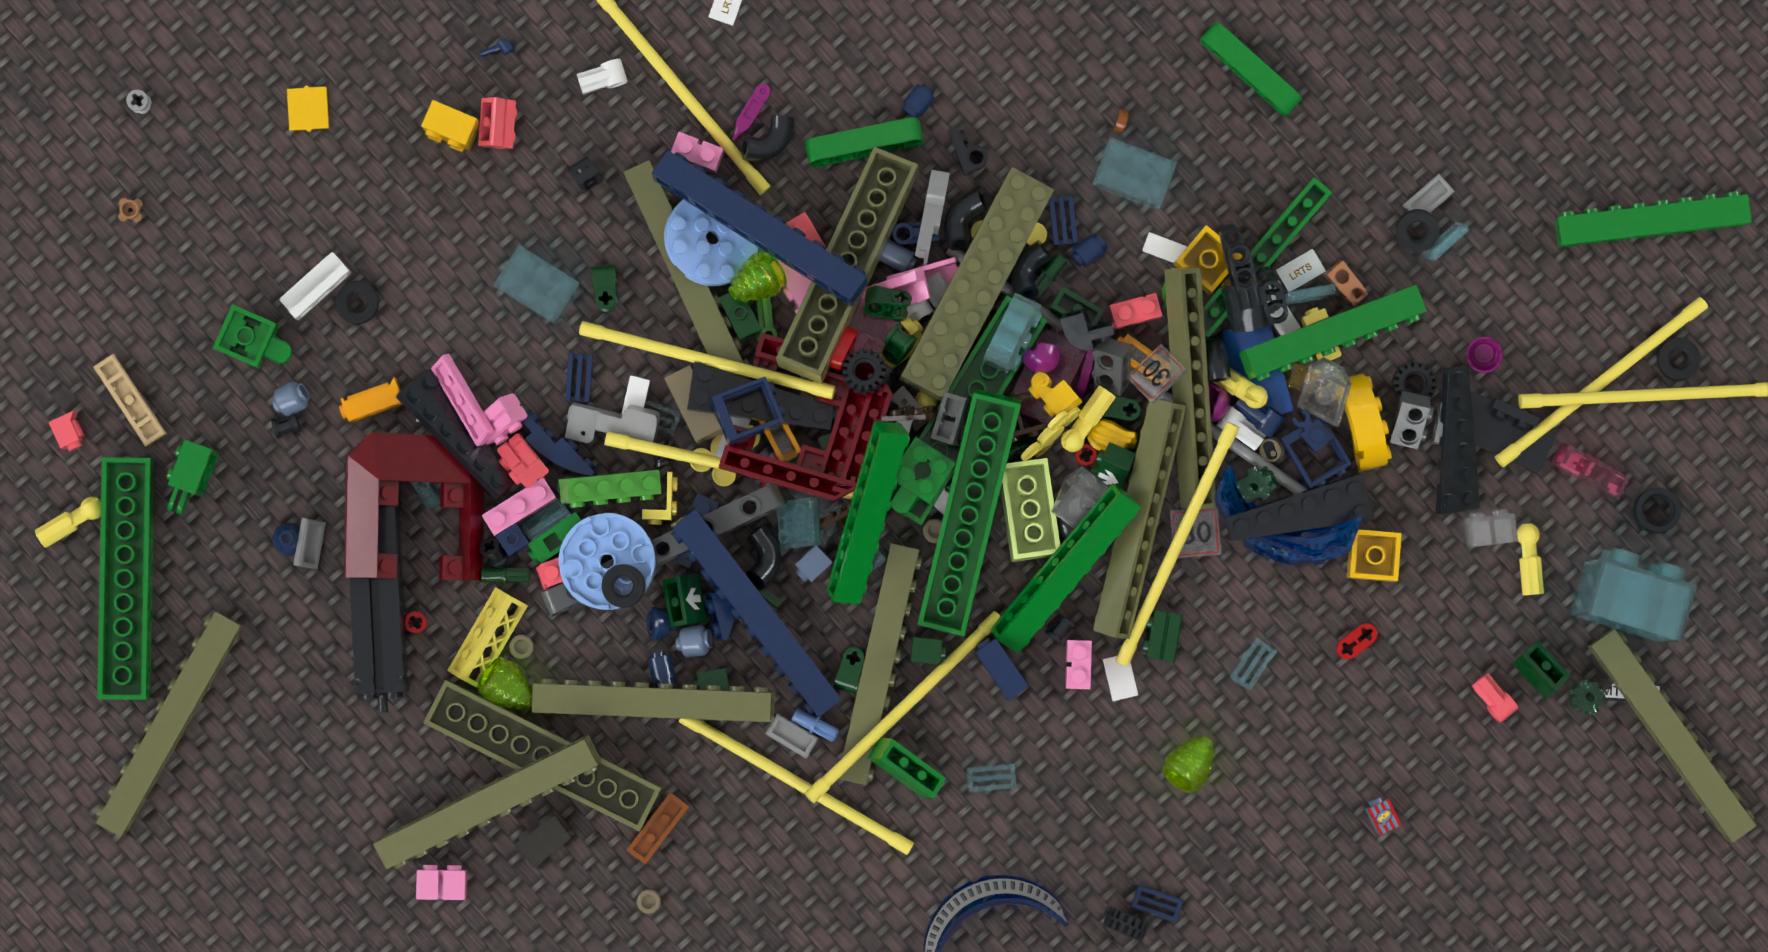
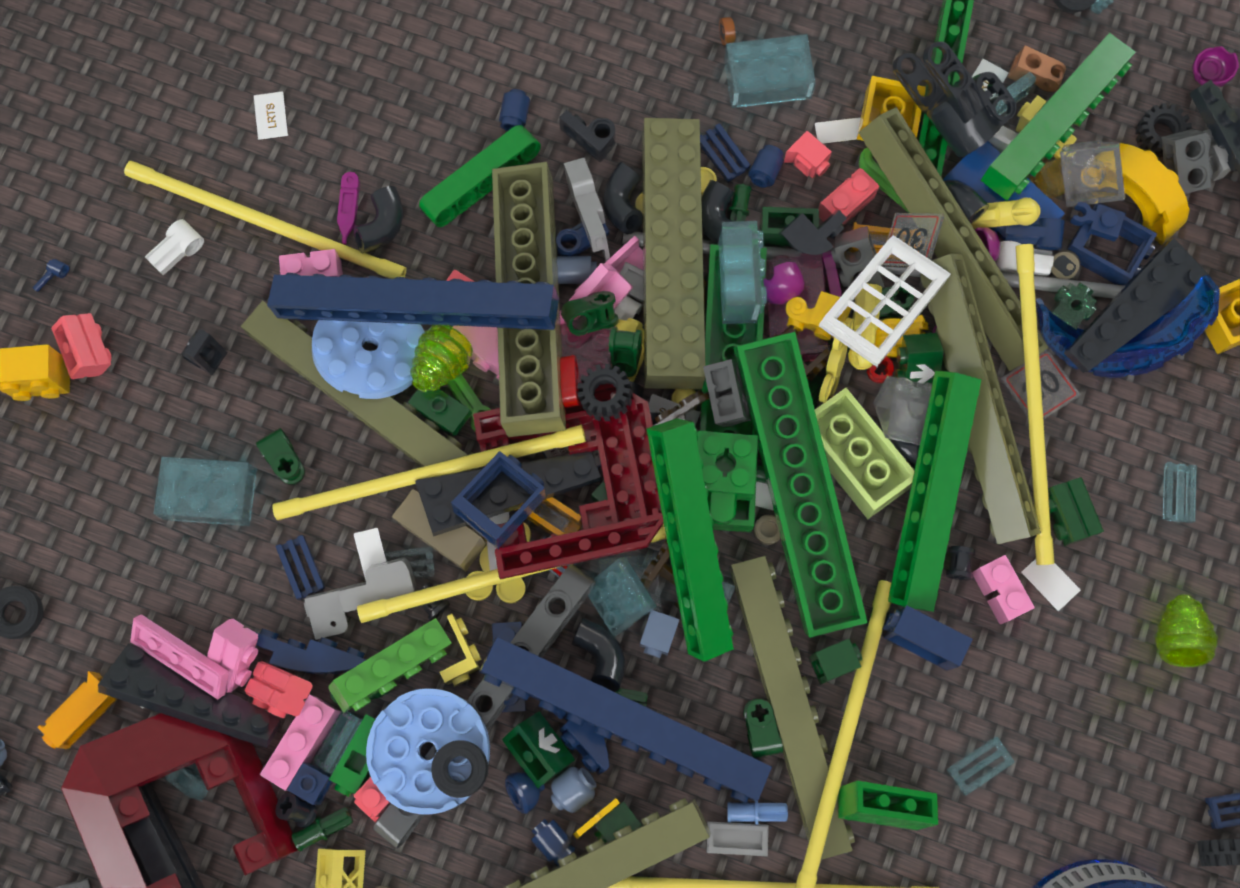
camera: 20 degrees left, 10 degrees down
(700, 669) = (596, 818): none -> yellow piece
(1126, 260) = (809, 155): none -> coral window
(1144, 394) = (853, 338): none -> white piece

